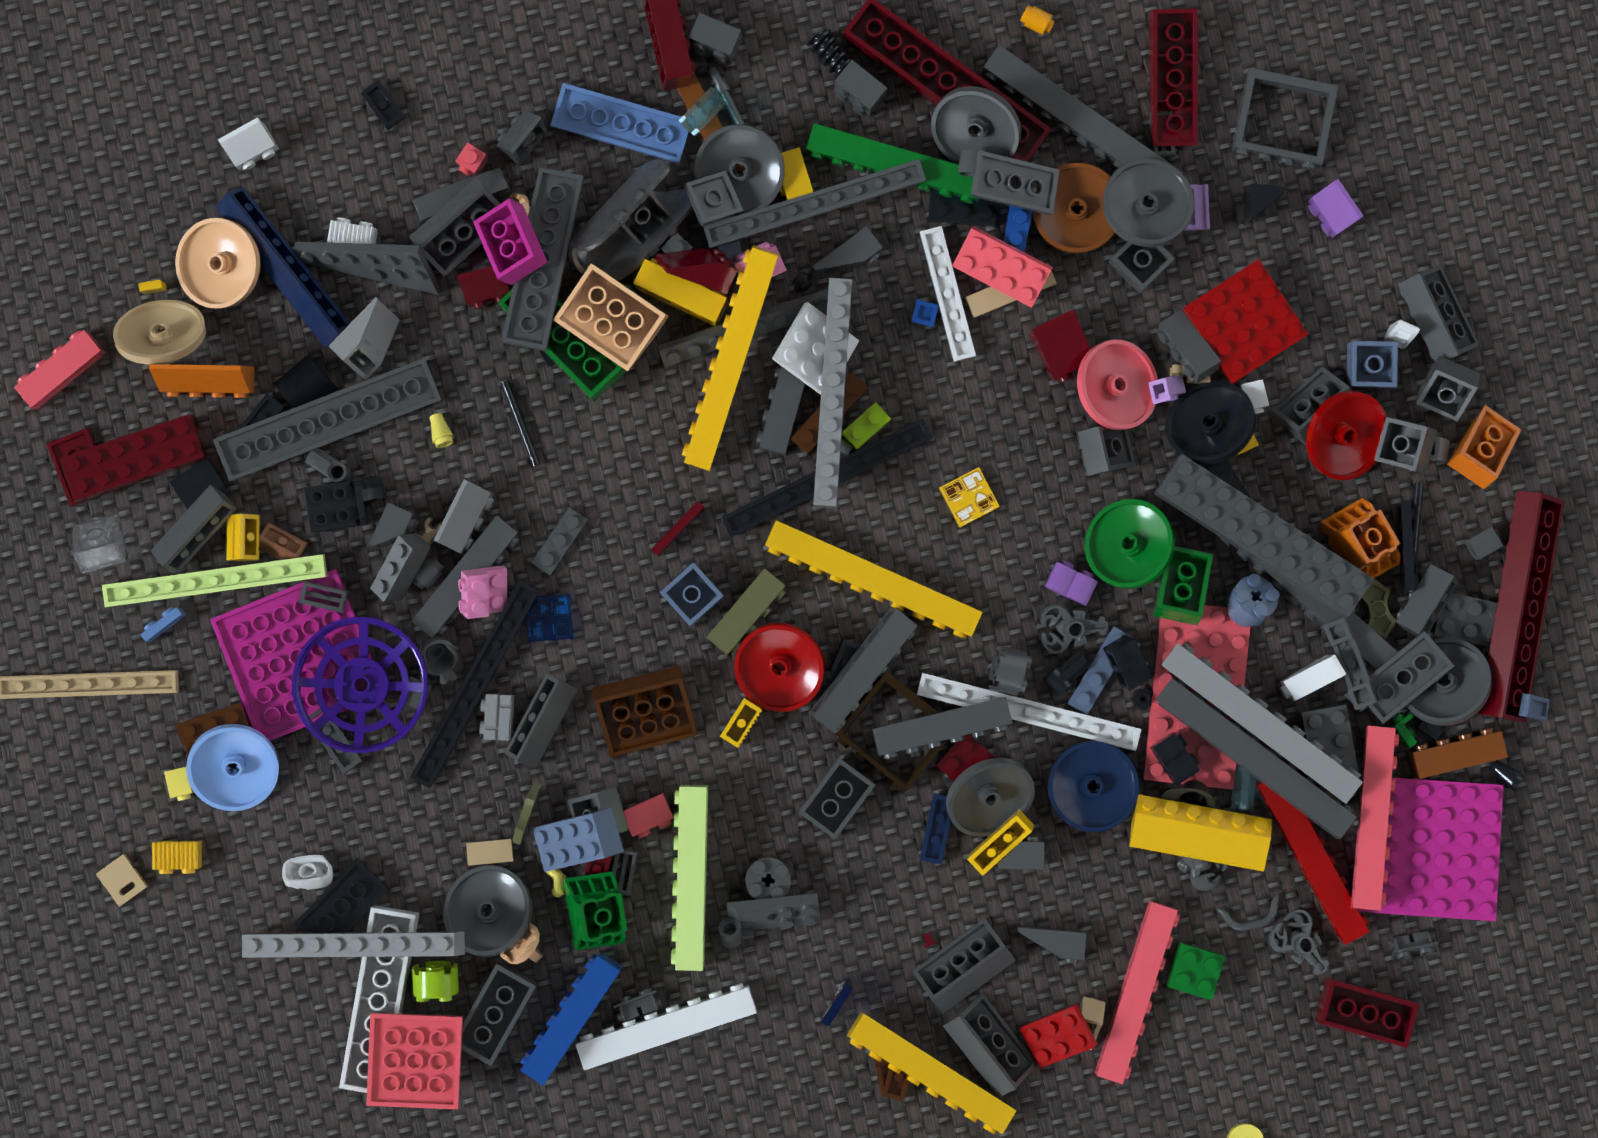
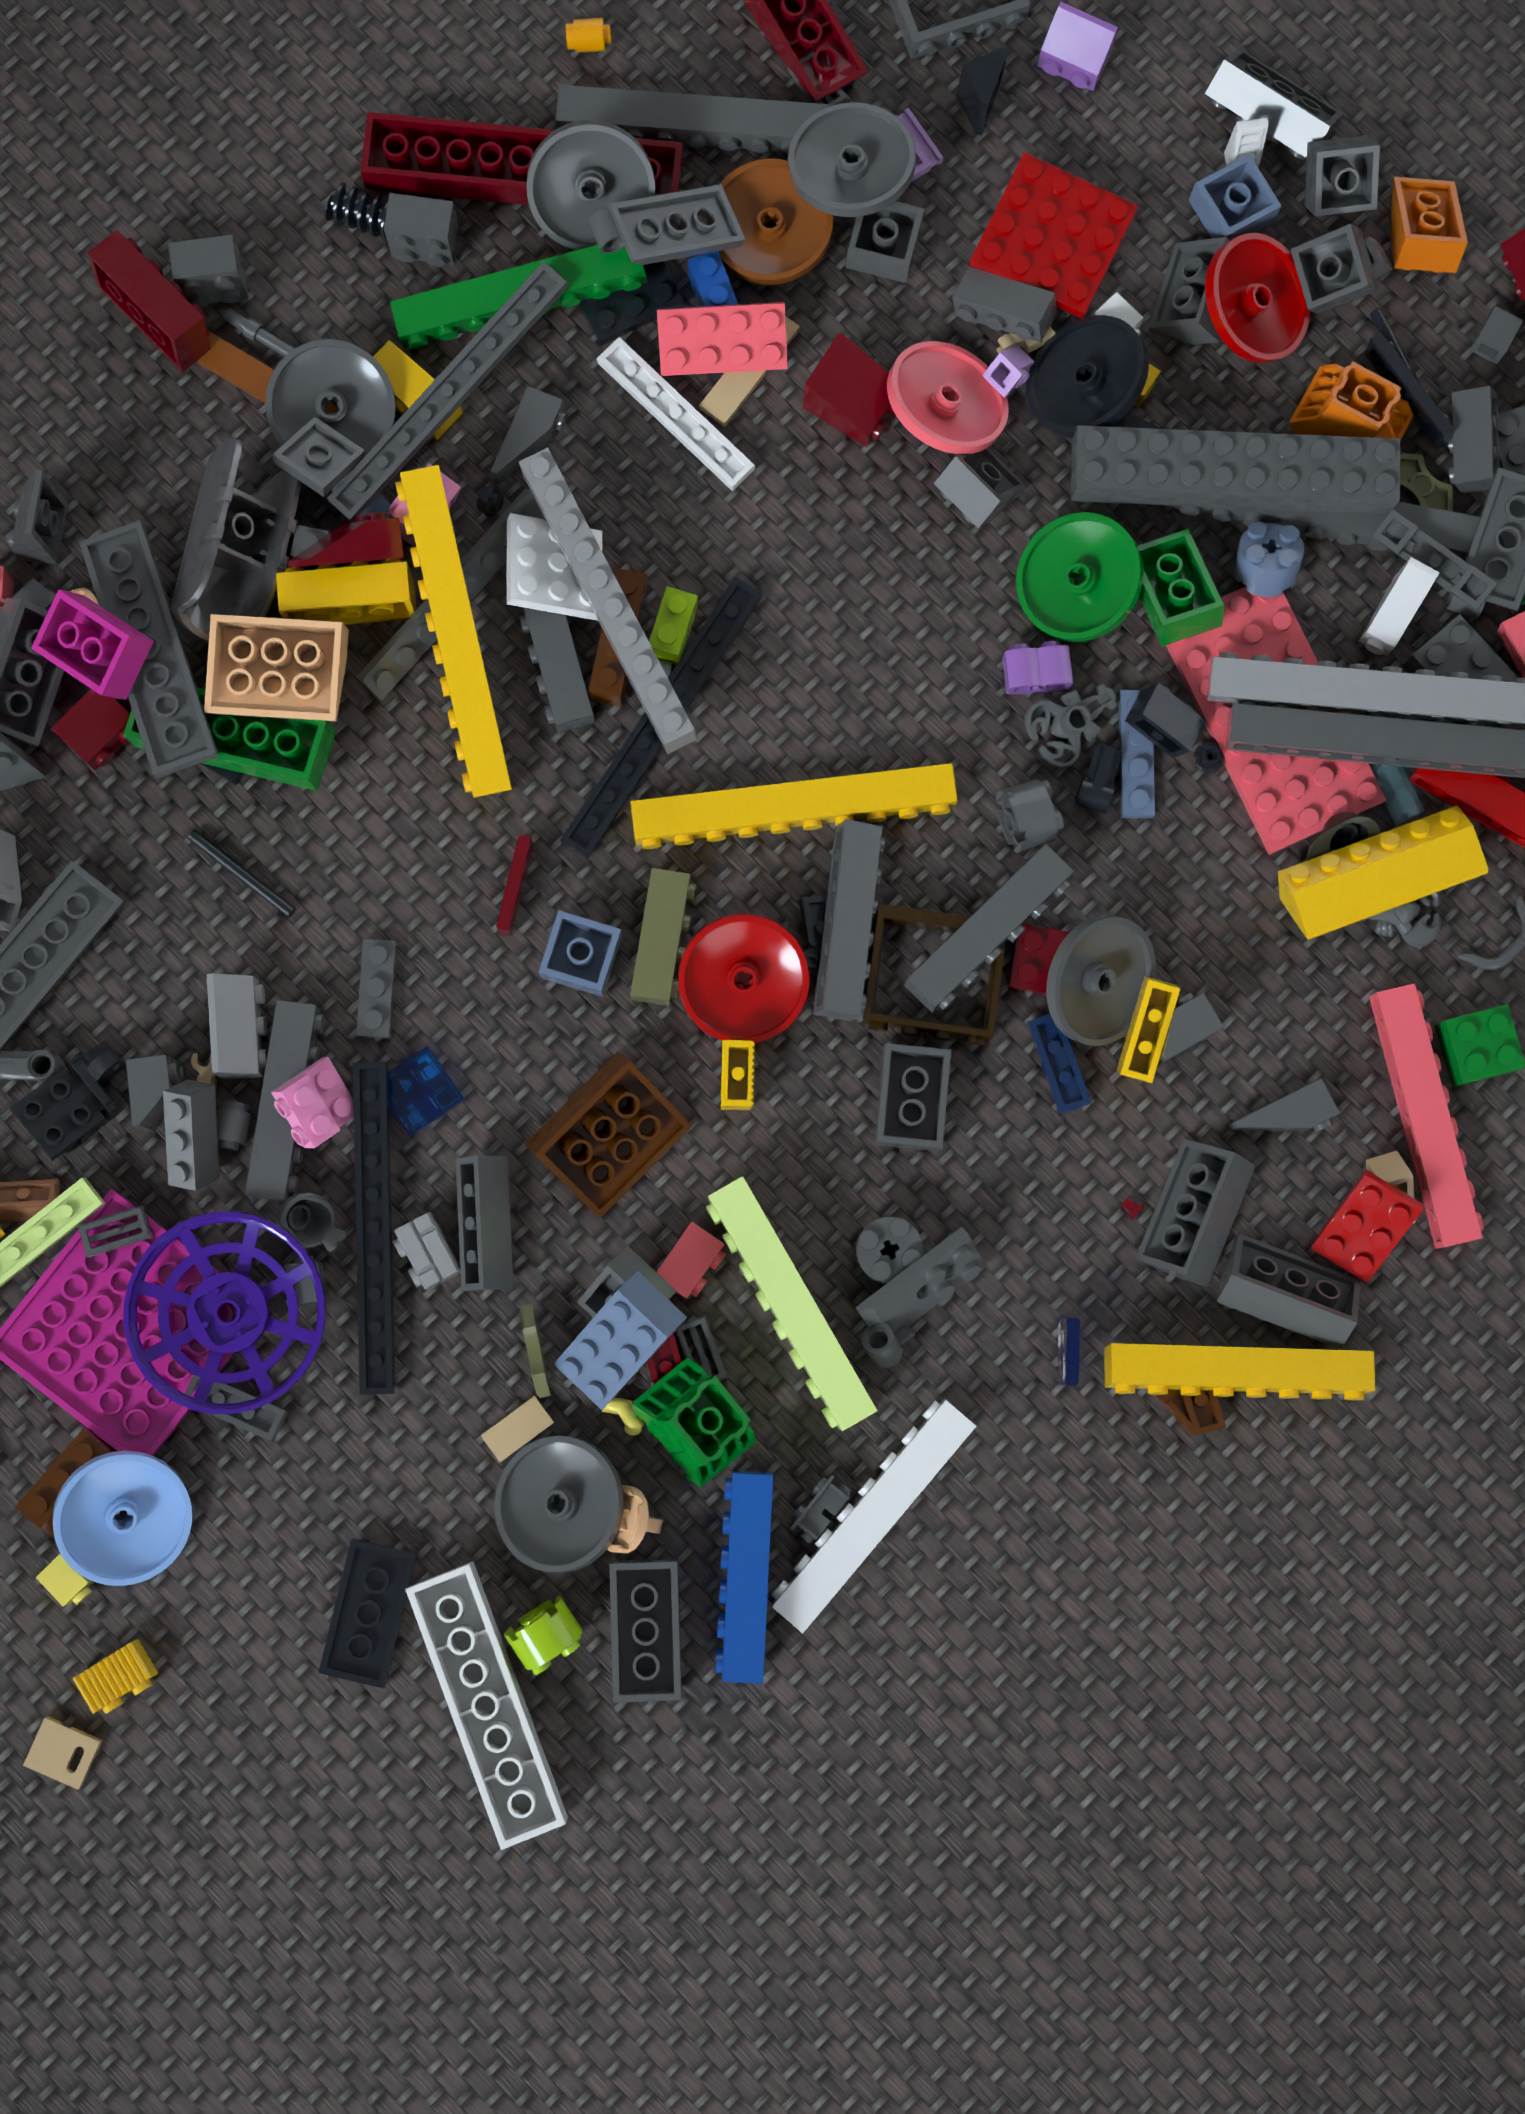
camera: 40 degrees left, 5 degrees down
(307, 872) = (298, 1595): white piece -> none
(353, 944) = (410, 1649): light grey brick -> none
(414, 1060) = (578, 1753): coral plate -> none
(440, 431) = (148, 943): light yellow cone -> none
(620, 123) = (150, 439): medium blue plate -> none
(702, 111) = (243, 365): clear light blue slope -> none
(924, 313) = (662, 452): blue plate -> none
(969, 497) = (850, 640): yellow tile -> none
(1032, 712) = (1090, 850): white plate -> none
(1114, 791) = (1239, 876): dark blue dish -> none
(1174, 758) = (1295, 800): black brick -> none

